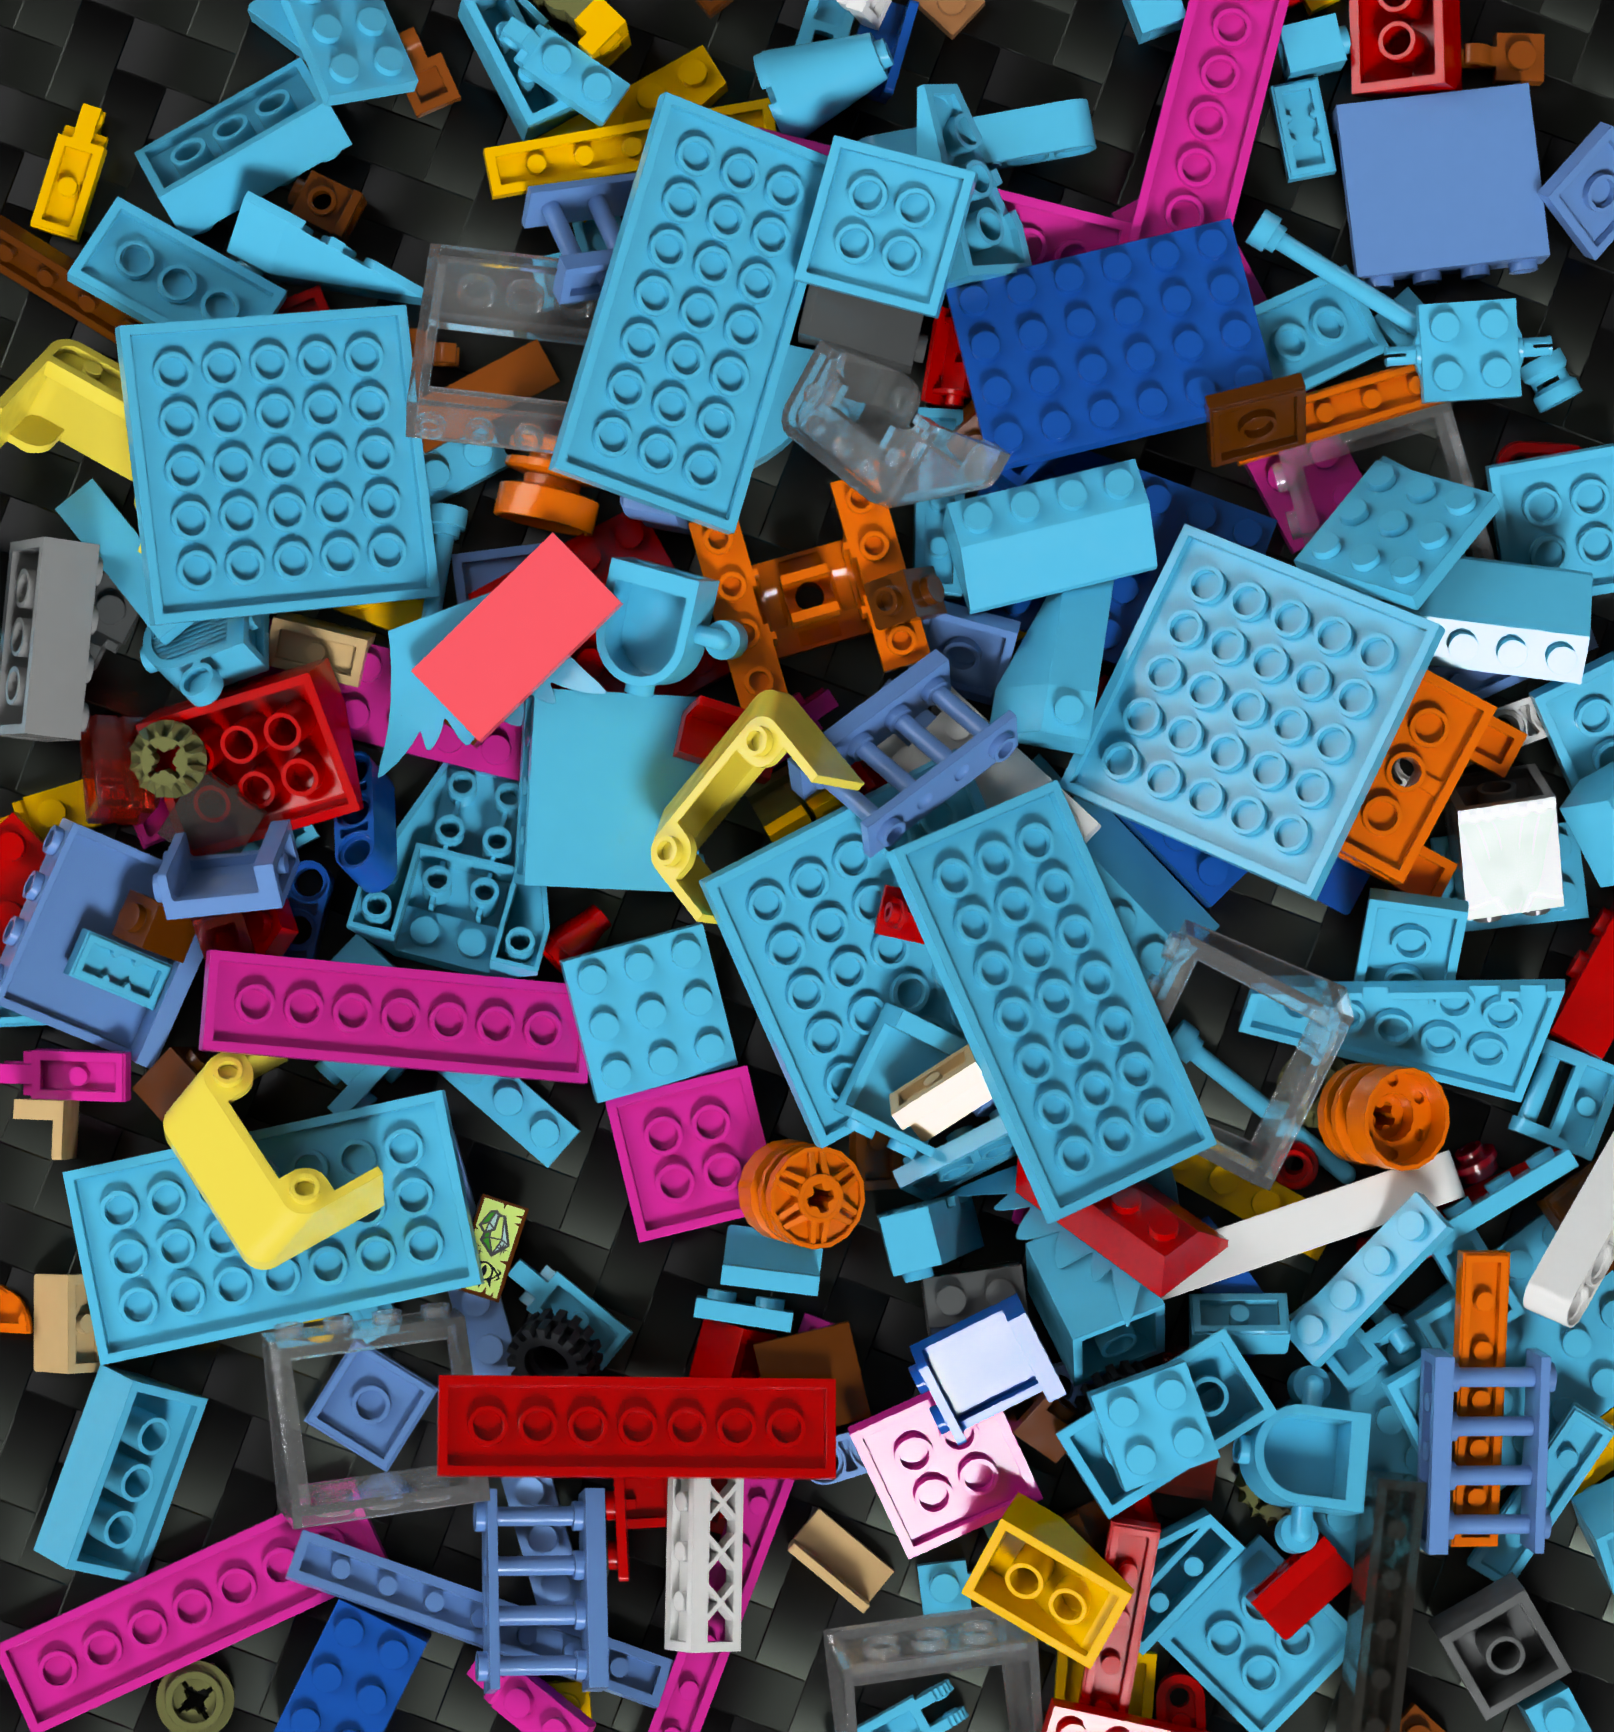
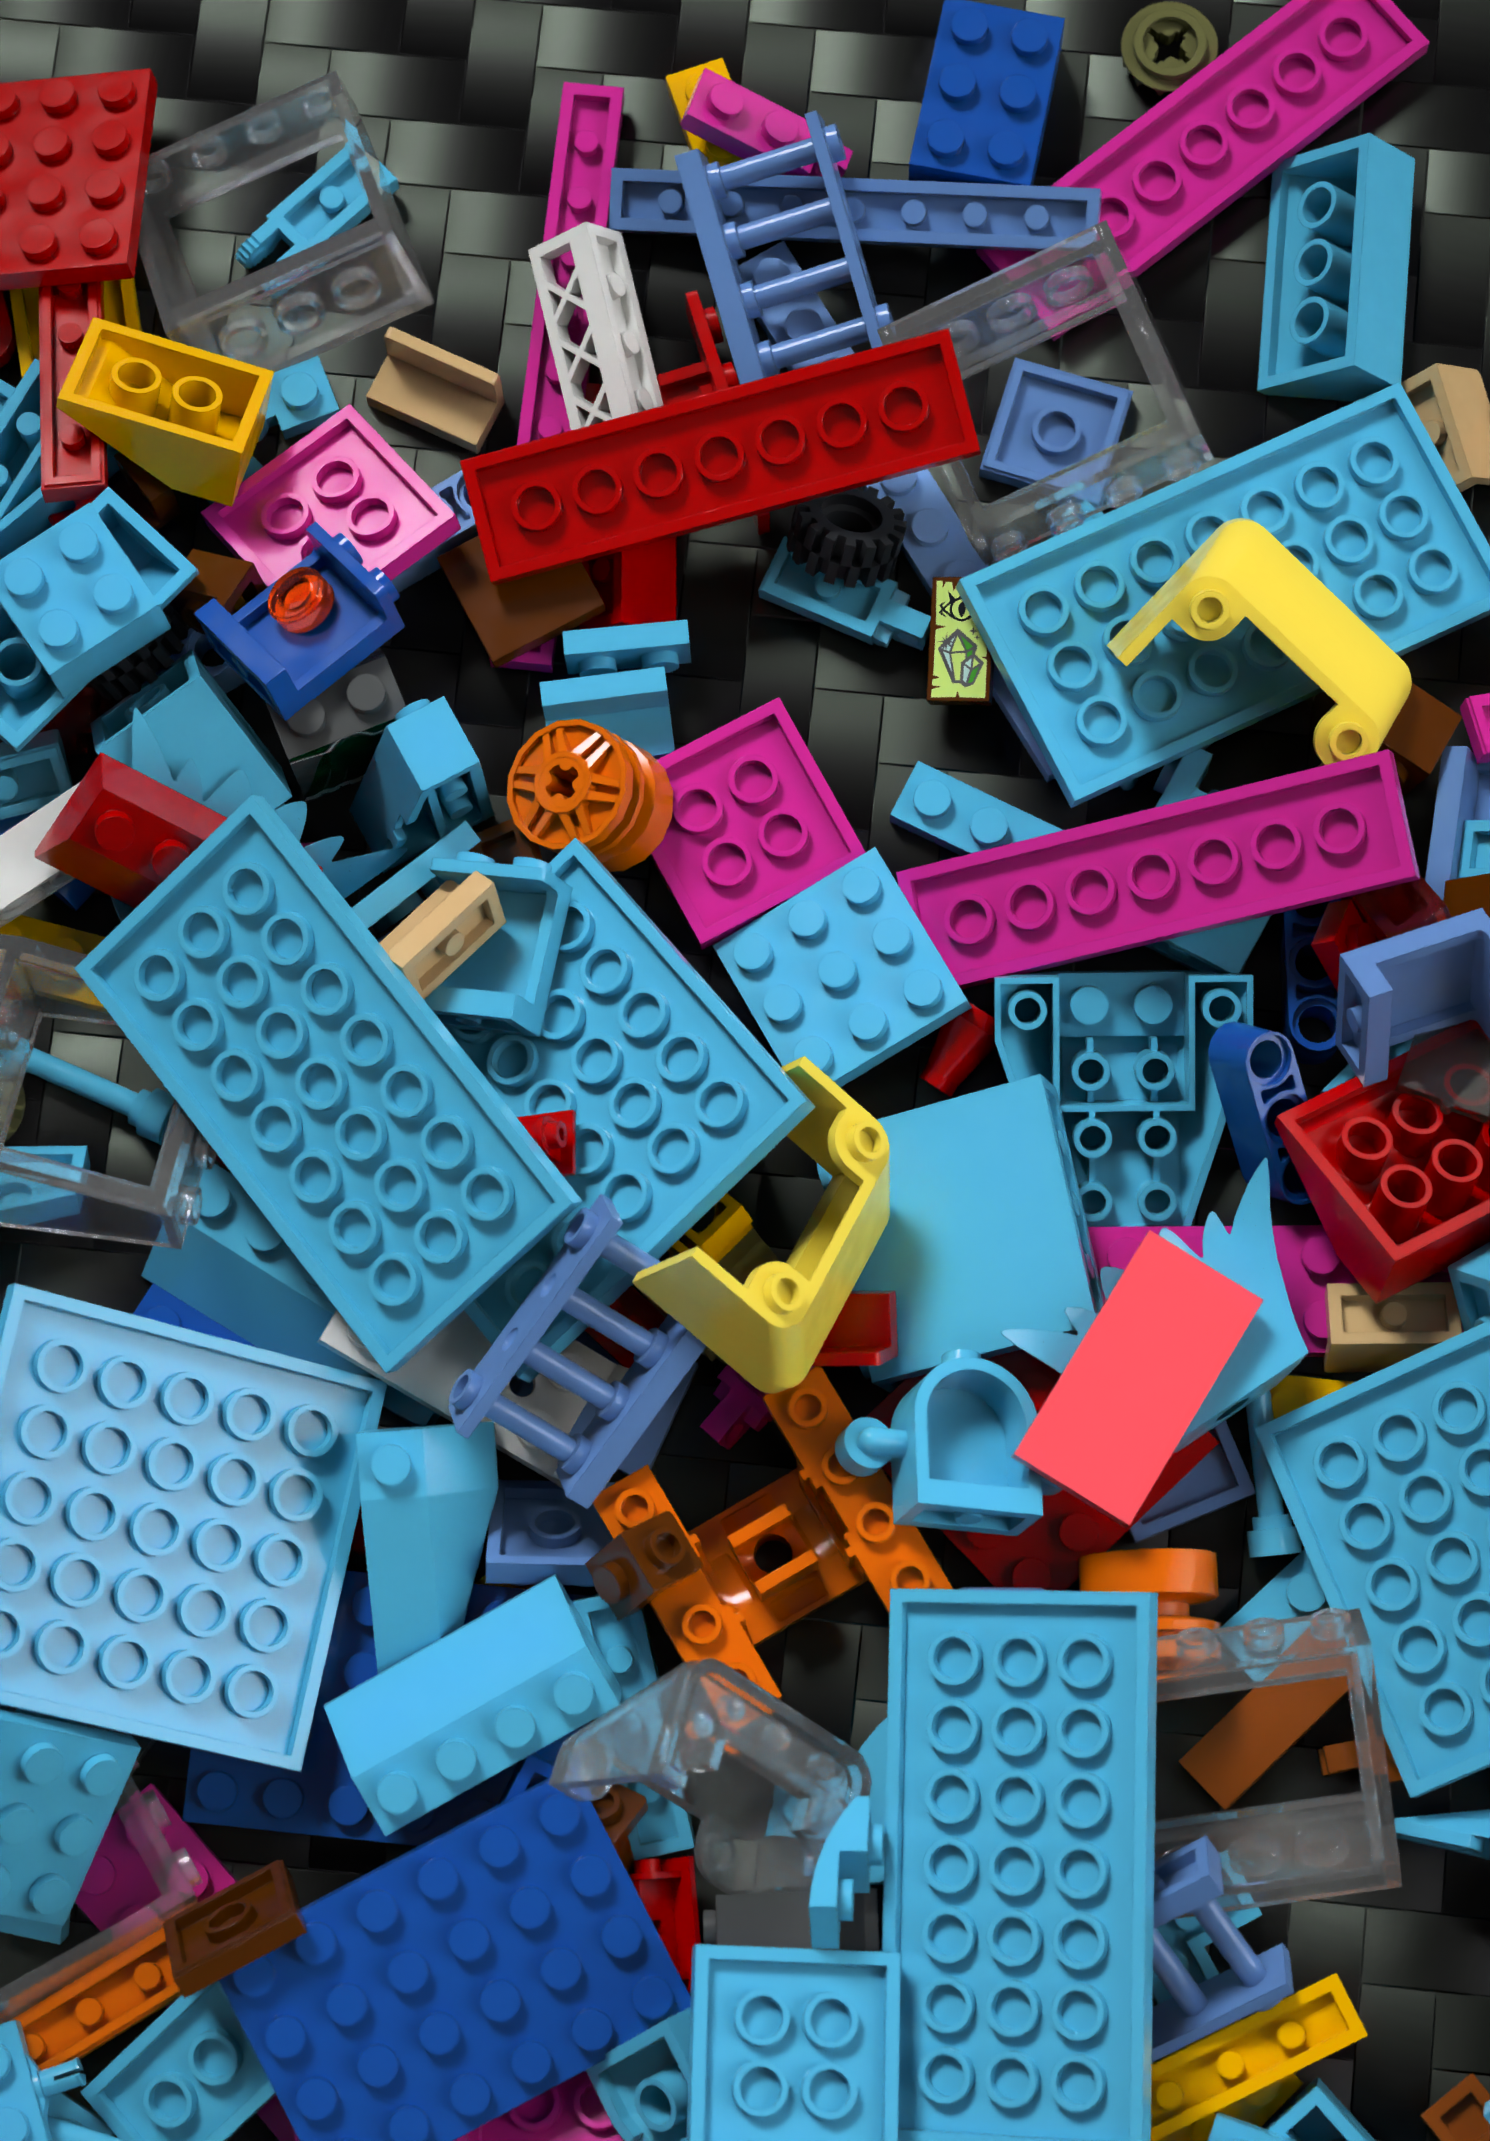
camera: 175 degrees right, 10 degrees down
(818, 346) = (843, 1870): none -> medium azure slope
(983, 1387) = (301, 600): none -> clear red tile

